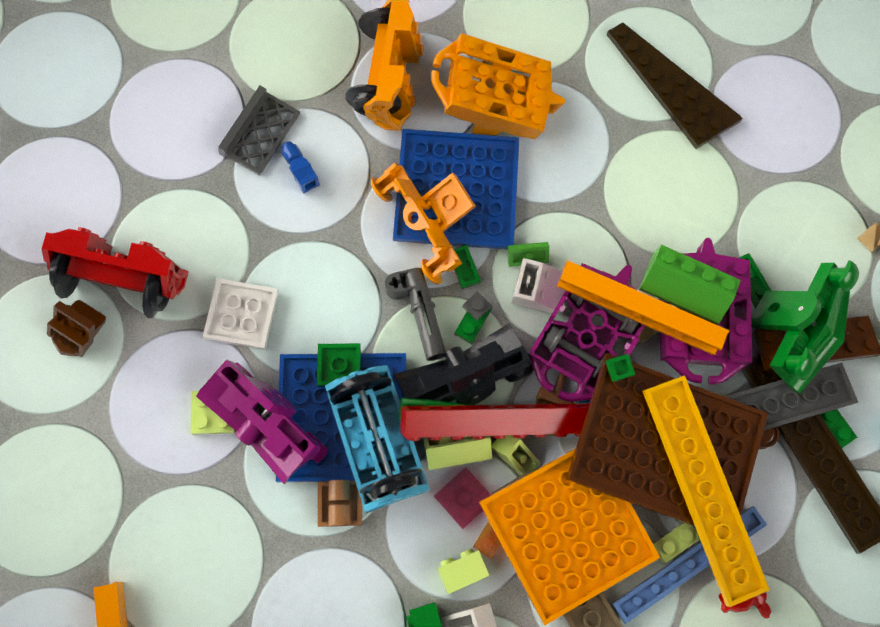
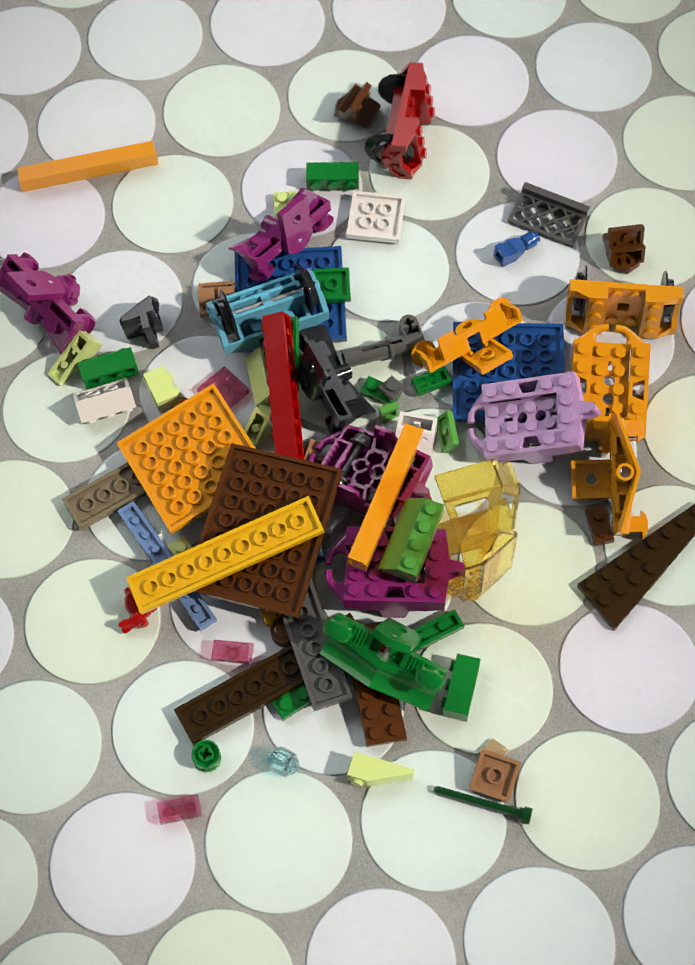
camera: 95 degrees right, 10 degrees down
(176, 361) = (332, 176): none -> green brick
(311, 60) = (625, 247): none -> reddish brown piece
(368, 591) = (143, 320): none -> black piece
(501, 312) = (388, 411): none -> bright green plate
(555, 137) = (531, 398): none -> lavender piece
(593, 87) = (615, 477): none -> light orange piece
(620, 367) = (327, 475): green plate -> none
(632, 121) = (599, 525): none -> reddish brown plate
(713, 211) = (485, 536): none -> clear yellow windscreen
(787, 489) = (232, 651): none -> clear pink plate
(807, 257) = (460, 687): none -> green brick

